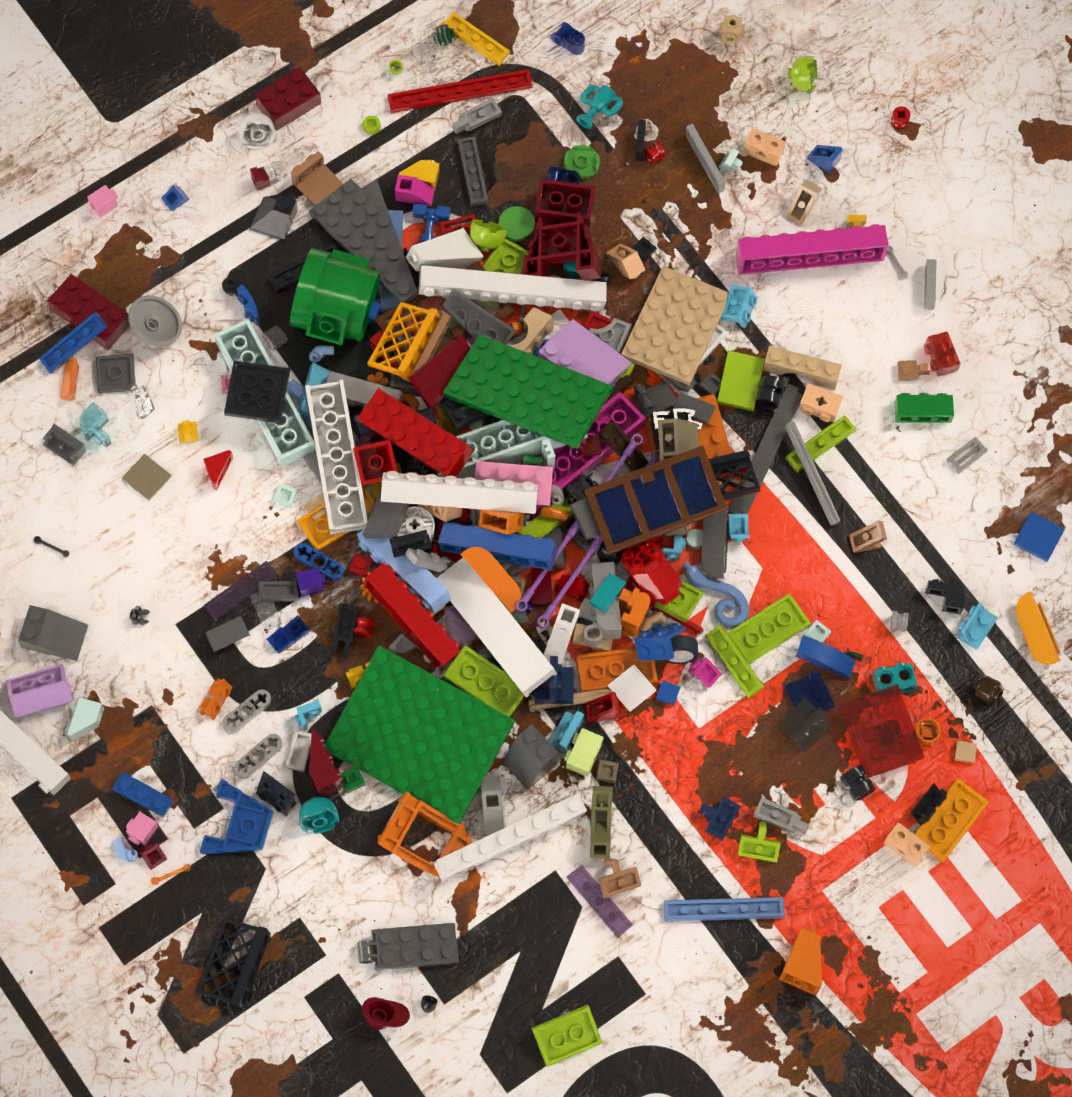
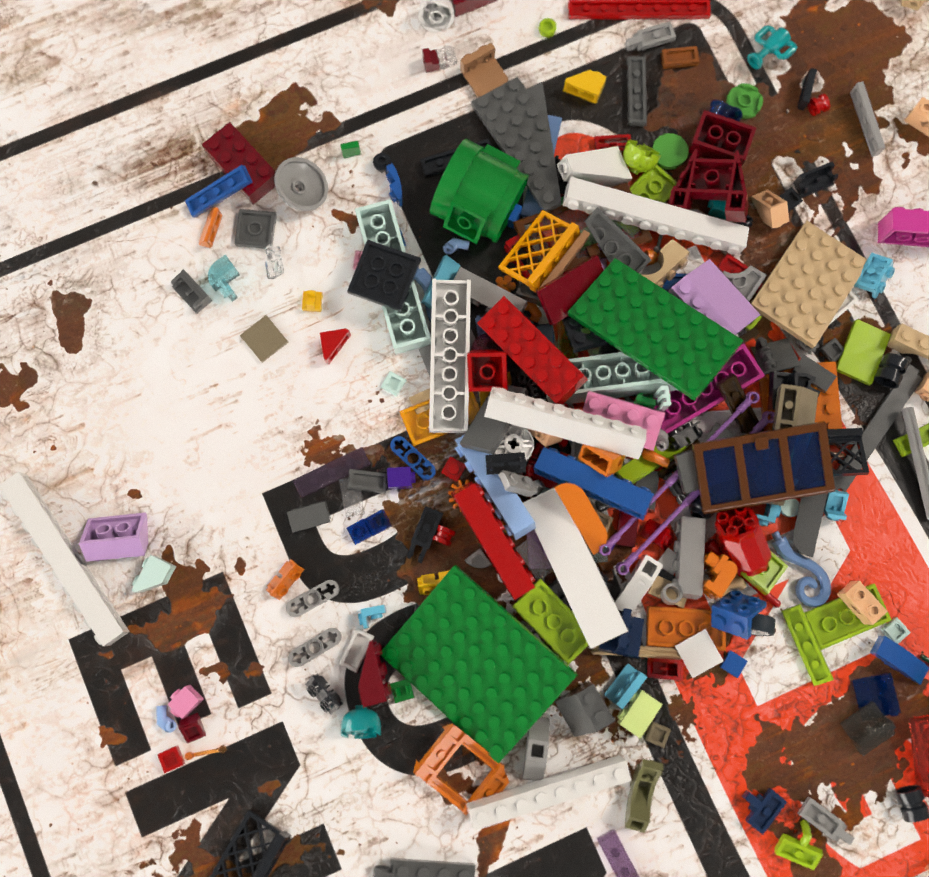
camera: 15 degrees right, 10 degrees up
(37, 539) = (148, 382): black hinge -> none
(52, 633) = (140, 481): dark grey slope -> none
(103, 201) = (277, 56): bright pink brick -> none
(136, 615) = (224, 479): black plate -> none
(138, 885) = (171, 759): none -> red plate
(143, 794) = (195, 664): blue plate -> none
(175, 197) = (346, 65): blue slope -> none
(197, 278) = (350, 149): none -> green tile
(247, 824) = (290, 717): blue wing -> none
(274, 337) = (414, 222): clear tile -> none
(275, 216) = (438, 101): slope -> none
(413, 191) = (576, 100): dark pink slope -> none
(431, 217) = (587, 129): blue bar -> none
(510, 130) = (680, 57): none -> dark orange tile
(592, 447) = (707, 397): clear red tile -> none
(607, 592) = (694, 553): teal tile -> none
(619, 880) = (650, 858): medium nougat plate -> none
(665, 226) = (815, 180): none -> black hinge
(704, 671) = (775, 650): dark pink bracket -> none
(730, 161) = (892, 125): light aqua tile -> none
(776, 609) = (862, 602): none -> light nougat brick

